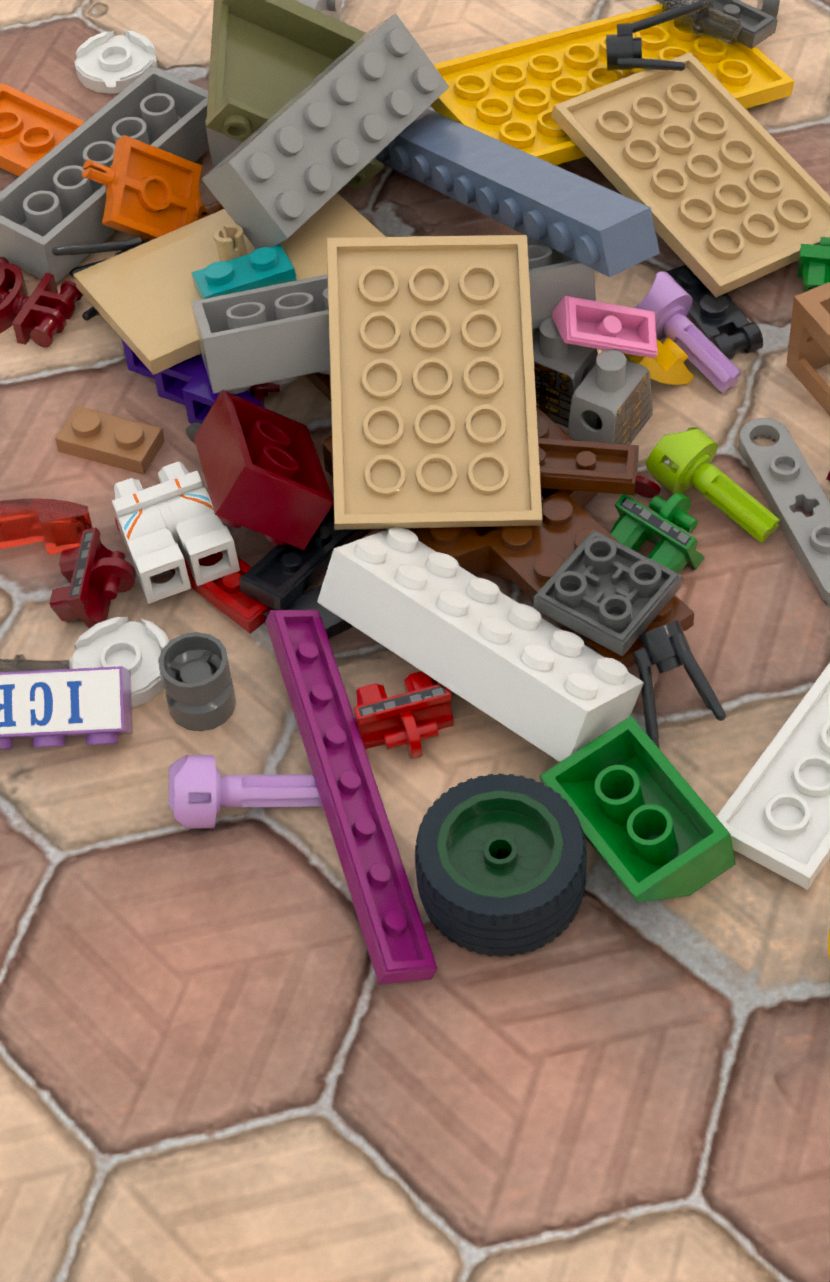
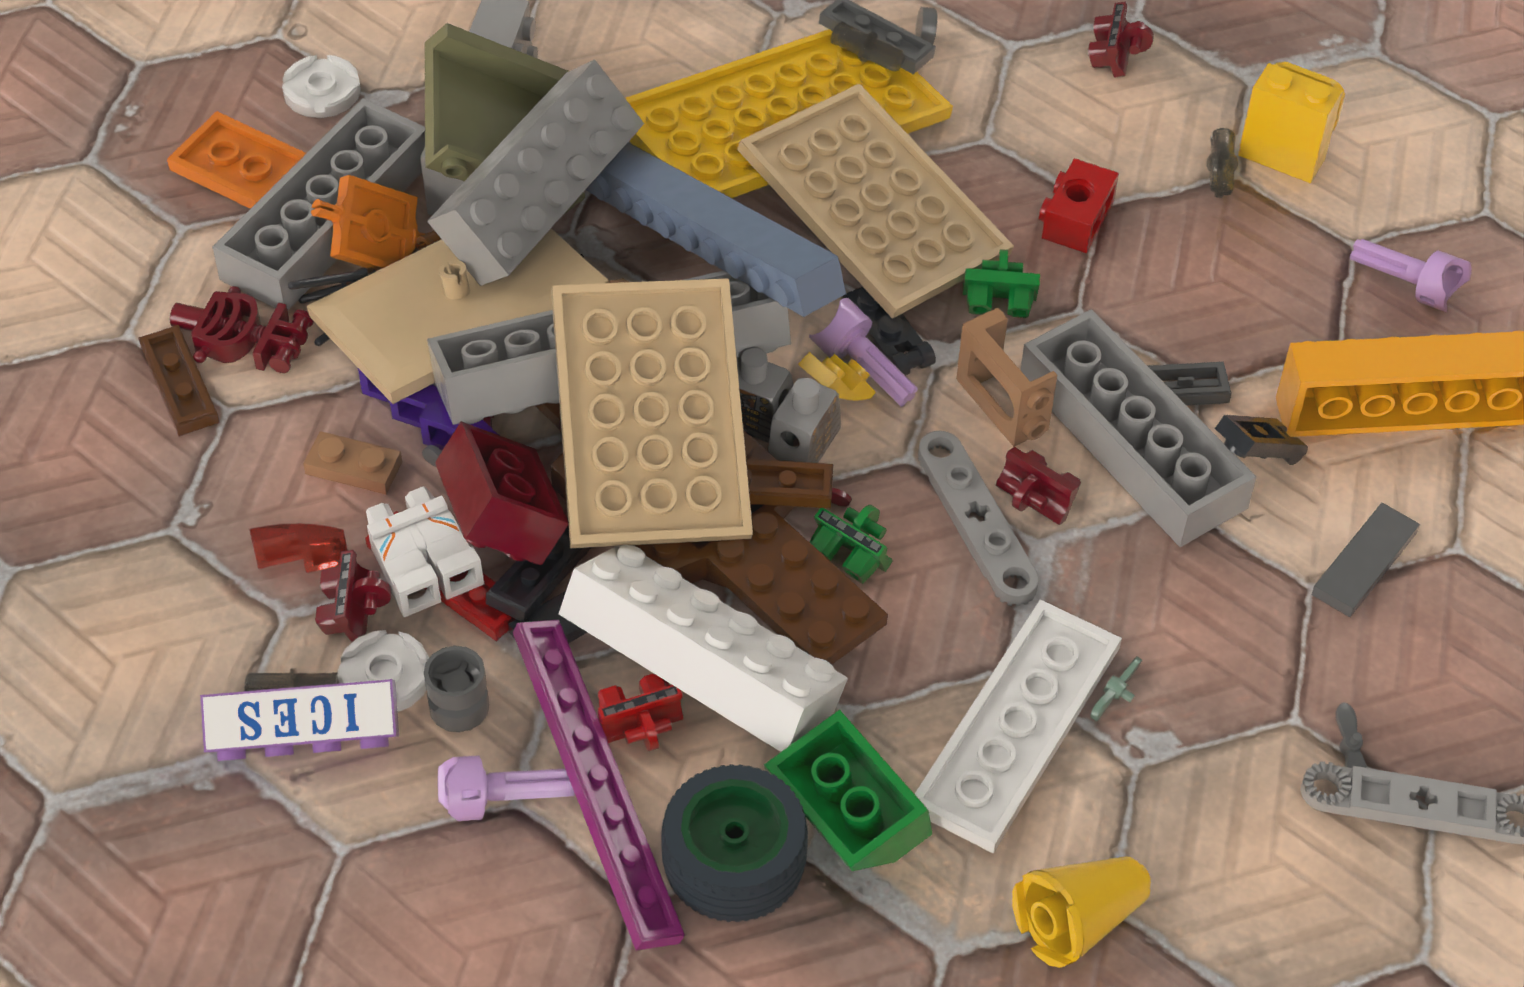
camera: 10 degrees left, 0 degrees up
(255, 270) = (470, 309): teal plate -> none
(606, 326) = (800, 356): bright pink slope -> none
(607, 592) = (813, 599): dark grey tile -> none
(626, 52) = (801, 85): black plant -> none
(668, 650) = (868, 649): black plant -> none
(691, 465) = (877, 477): lime piece -> none

